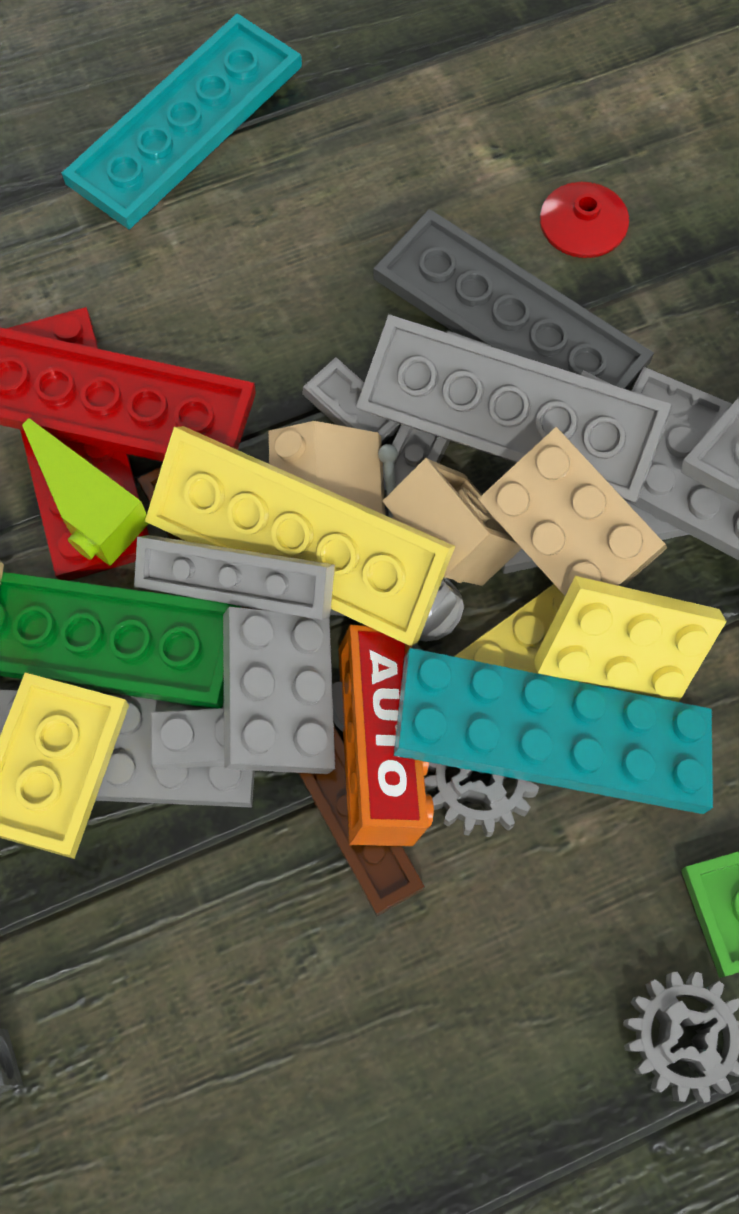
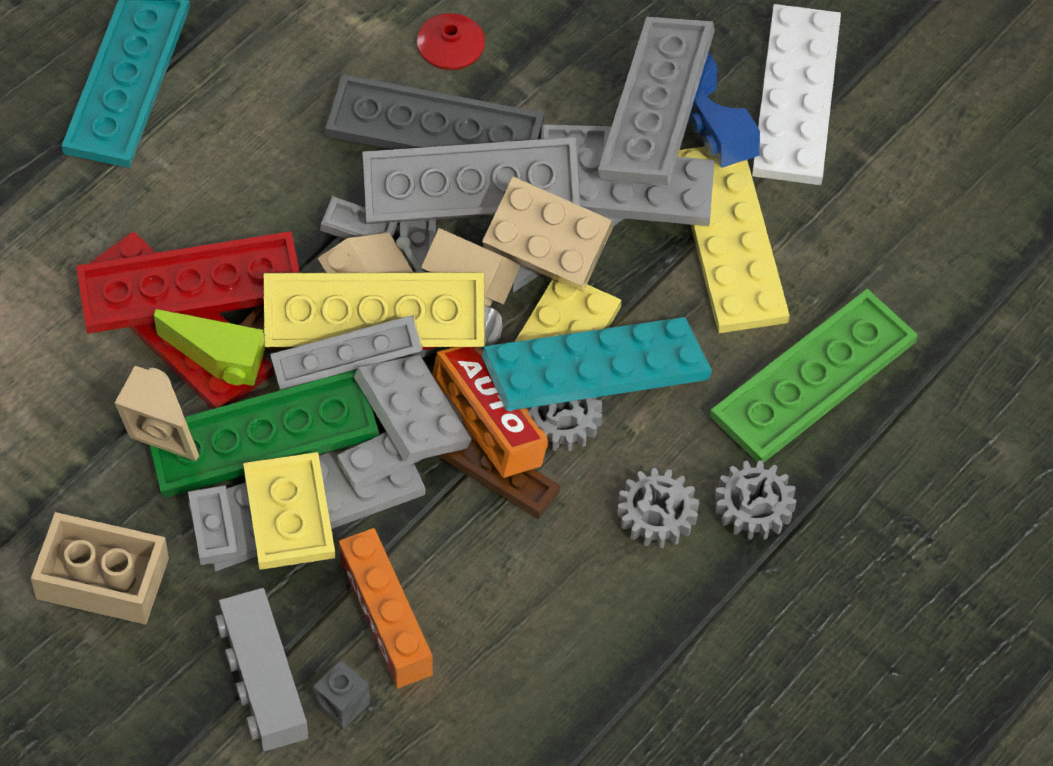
camera: 30 degrees left, 10 degrees down
(102, 964) = (386, 608): none -> orange brick
(568, 981) = (658, 506): none -> light grey gear
(628, 639) = (614, 290): light yellow plate -> none

